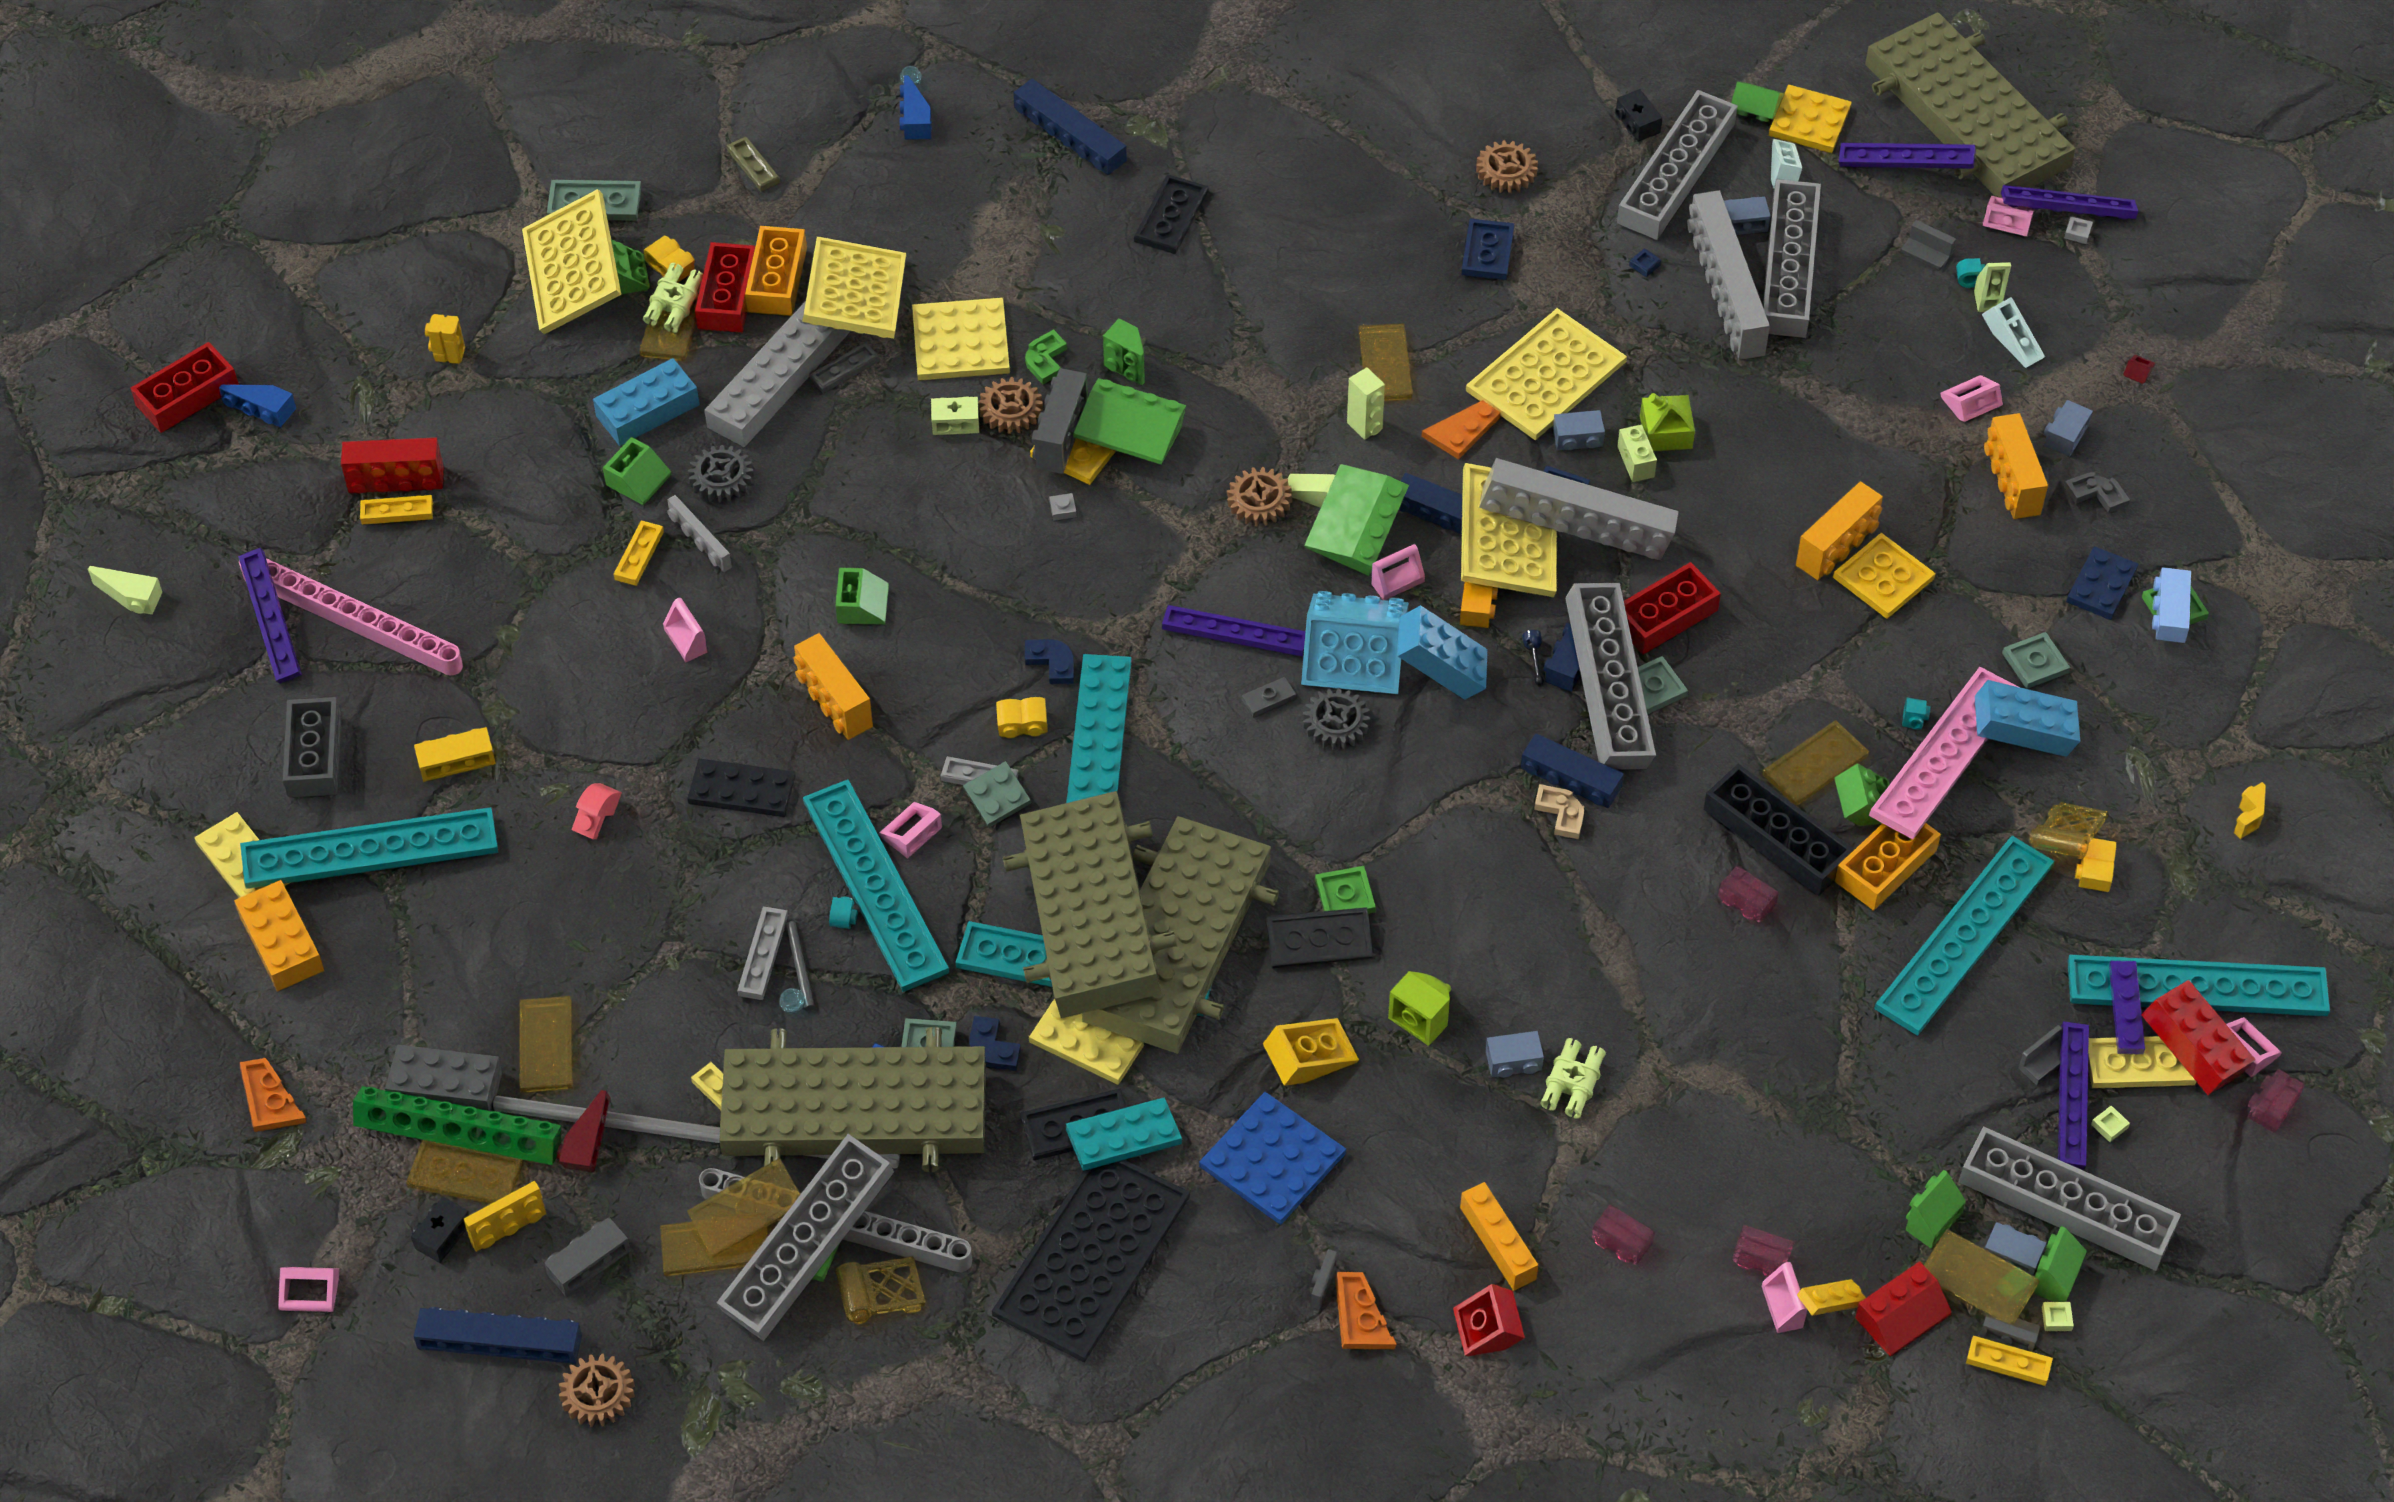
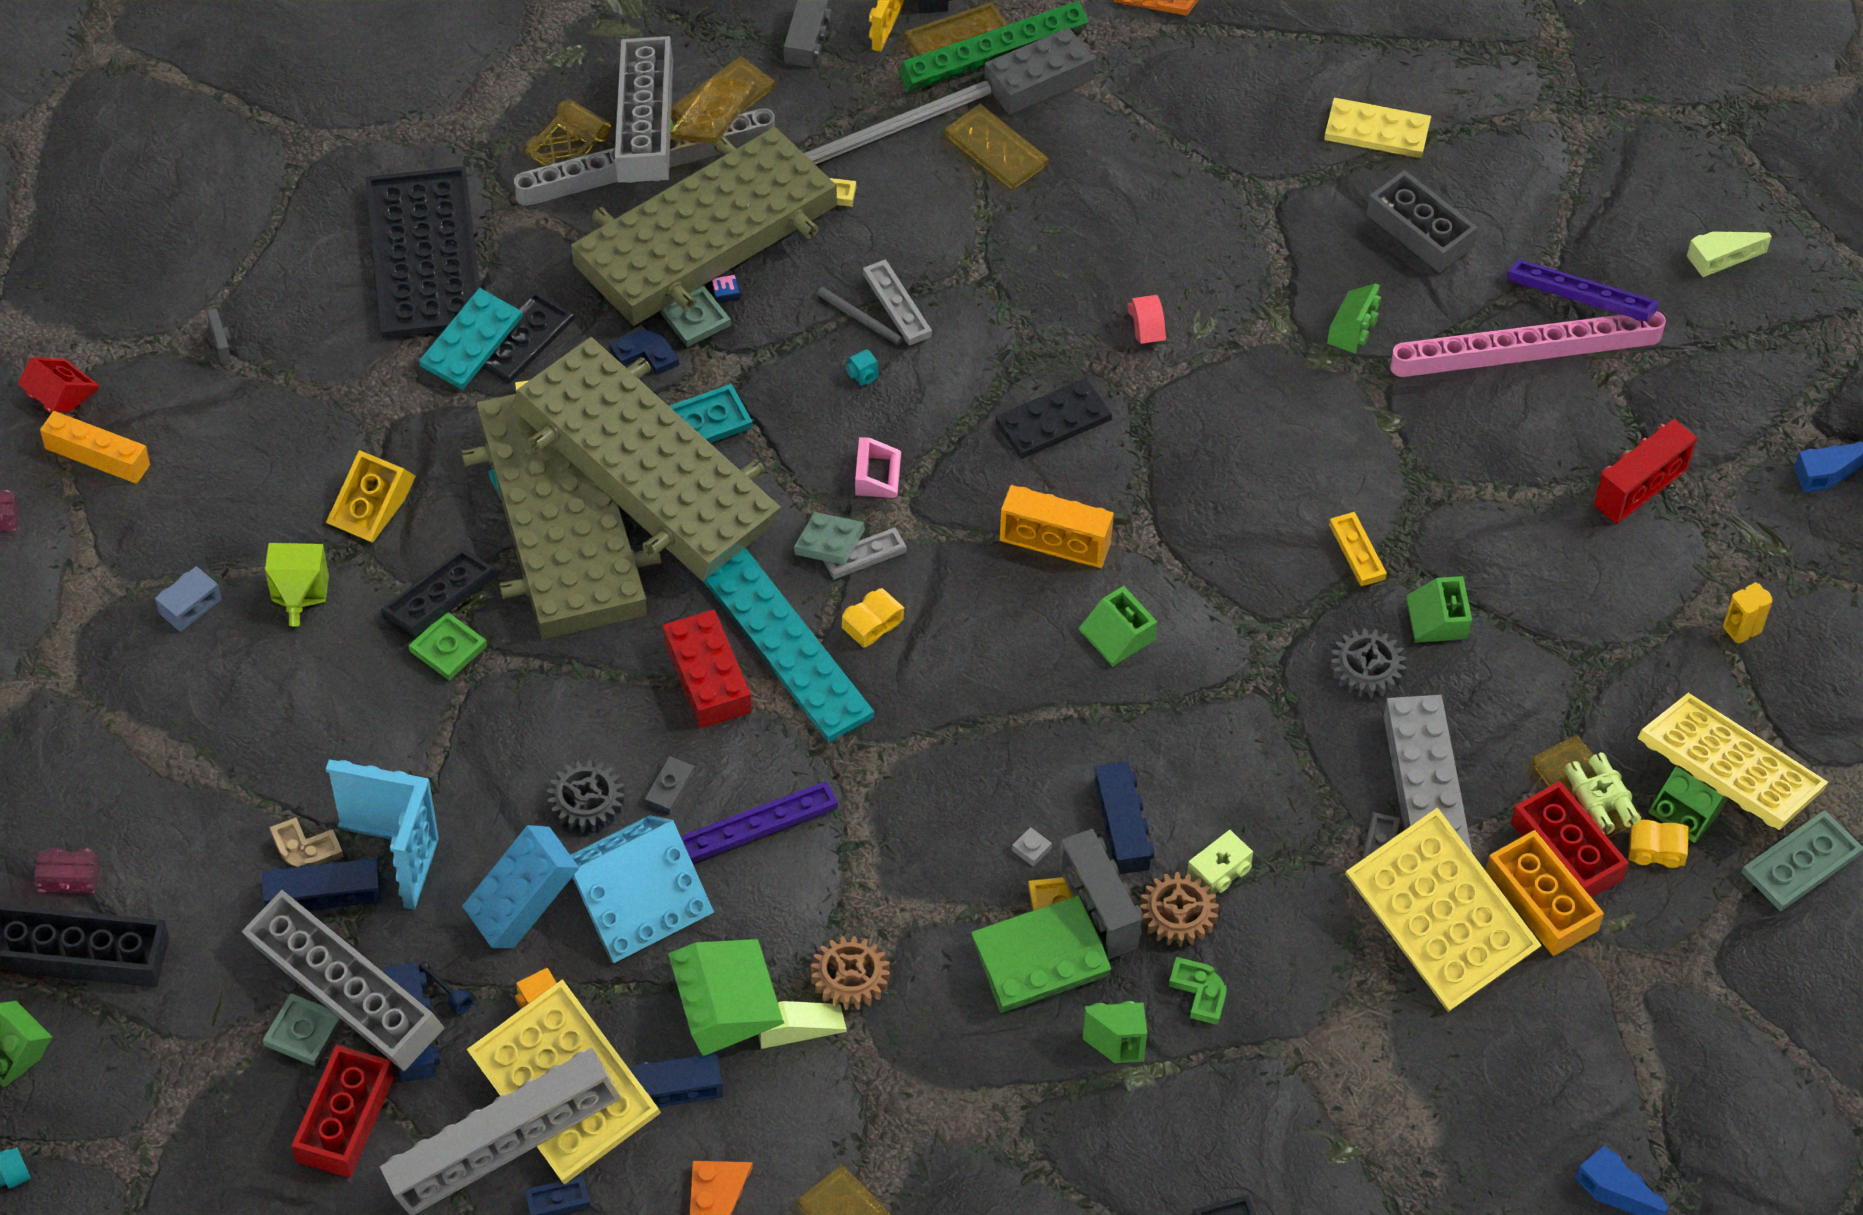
camera: 140 degrees right, 0 degrees up
(279, 935) = (1278, 87): light orange brick -> none
(368, 847) = (1285, 182): teal plate -> none
(396, 509) = (1602, 452): yellow plate -> none
(450, 703) = (1354, 318): none -> bright green slope
(454, 754) = (1309, 292): yellow brick -> none
(584, 1139) = (885, 90): dark red slope -> none
(646, 401) = (1509, 684): dark azure brick -> none
(685, 631) = (1236, 505): bright pink tile -> none
(703, 538) = (1324, 597): light grey plate -> none
(753, 164) = (1708, 1015): olive tile -> none
(792, 1000) = (837, 283): clear light blue plate -> none
(876, 885) = (861, 407): teal plate -> none
(960, 339) = (1302, 958): light yellow plate -> none
(987, 481) = (1122, 817): none -> dark blue brick
(1054, 654) = (893, 698): dark blue plate -> none
(1173, 752) = (707, 668): none -> red brick
(1272, 1158) = (337, 405): blue plate -> none
(1358, 1315) = (170, 331): orange wing -> none
(1365, 403) = (818, 1119): yellowish green brick -> none
(1399, 578) = (646, 979): bright pink tile -> none
(1489, 748) = (389, 808): none -> medium azure bracket
(1584, 1078) = (121, 612): yellowish green pin -> none
(1815, 763) = (86, 1057): clear yellow tile -> none

